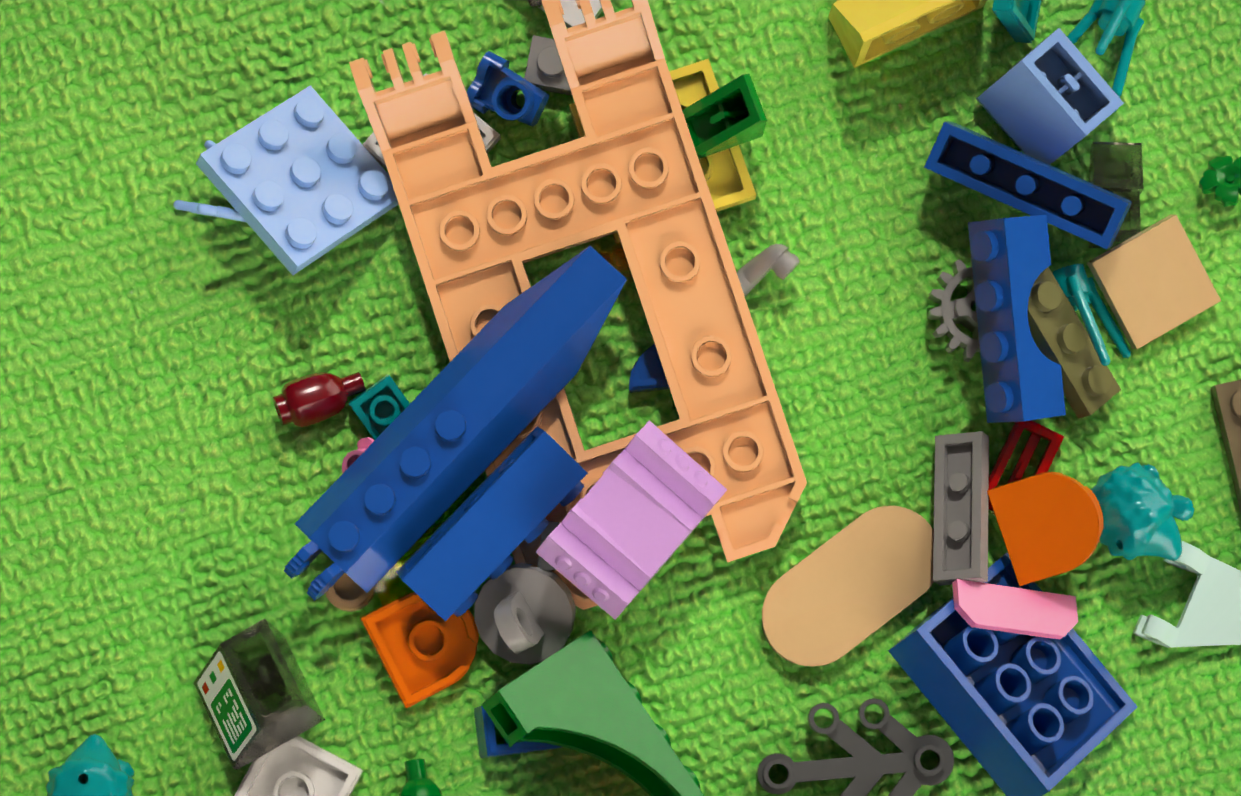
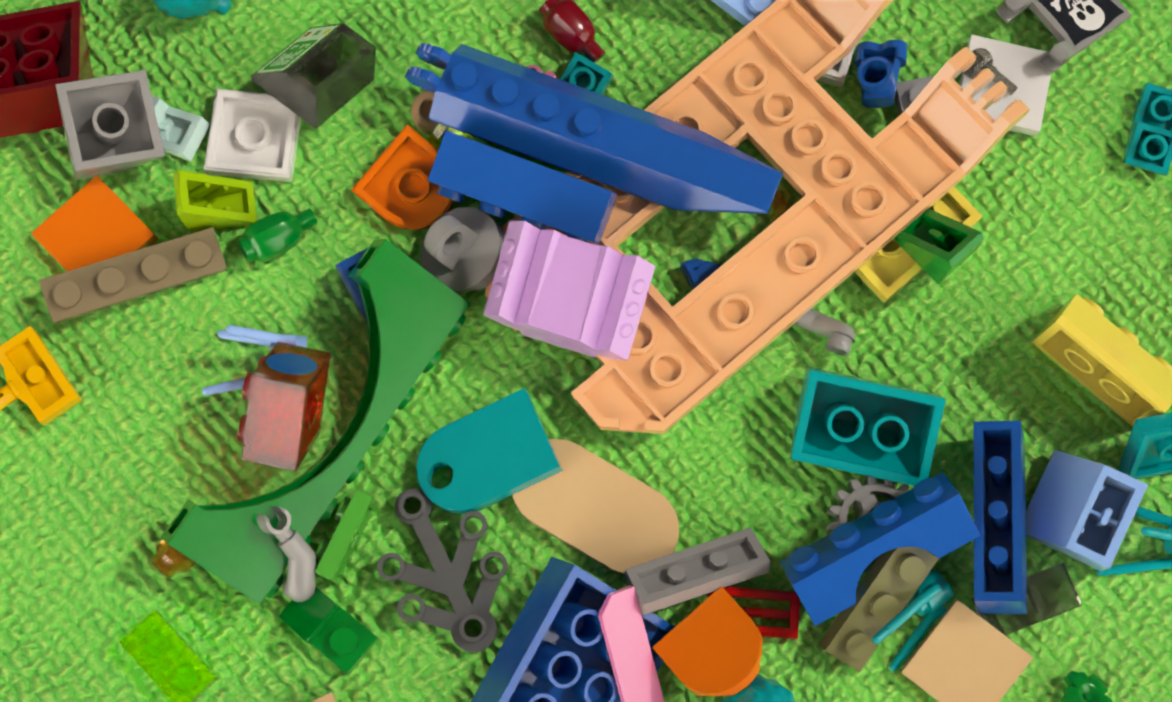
camera: 70 degrees right, 5 degrees down
(756, 671) = (490, 455): none -> teal tile
(882, 275) = (866, 426): none -> teal slope

